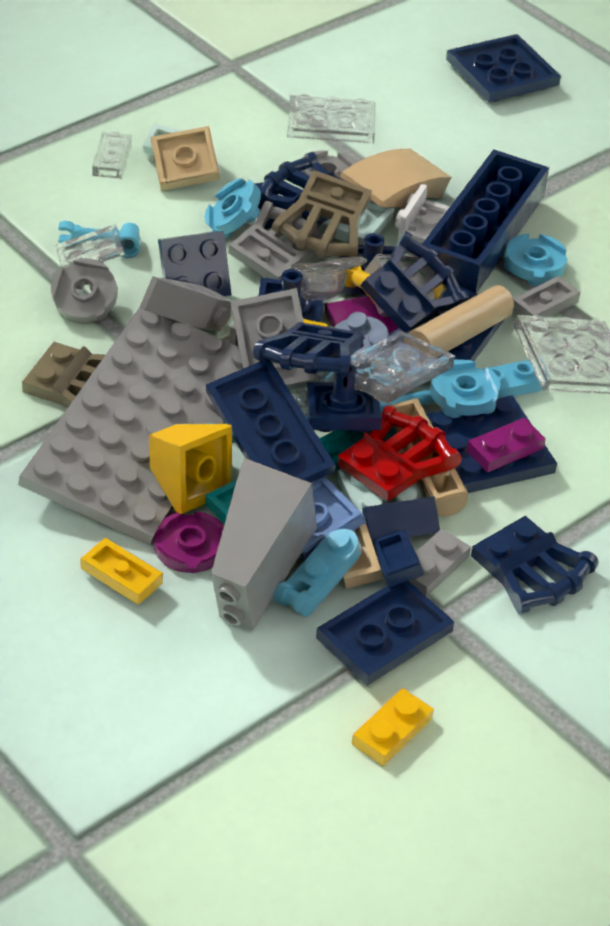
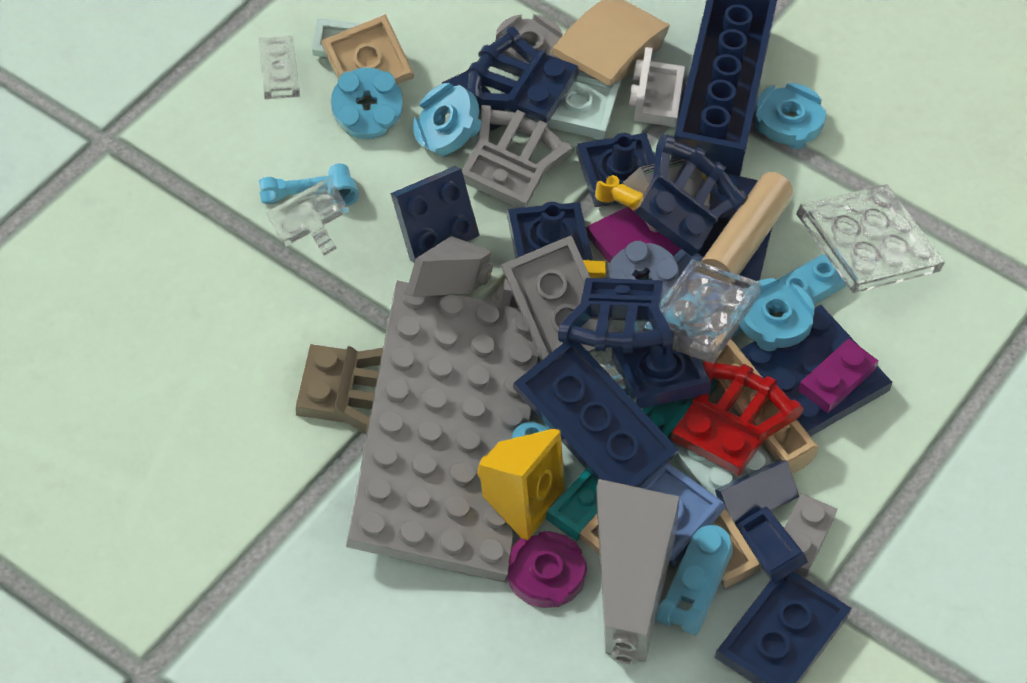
camera: 15 degrees left, 10 degrees up
(90, 307) = (337, 255): light grey plate -> none
(121, 571) = (490, 626): yellow plate -> none
(169, 172) = (381, 116): none -> medium azure plate
(325, 278) = (586, 195): clear piece -> none
(328, 198) = (565, 96): dark tan plate -> none
(525, 545) = (885, 495): dark blue plate -> none
(547, 298) = (818, 169): light grey plate -> none

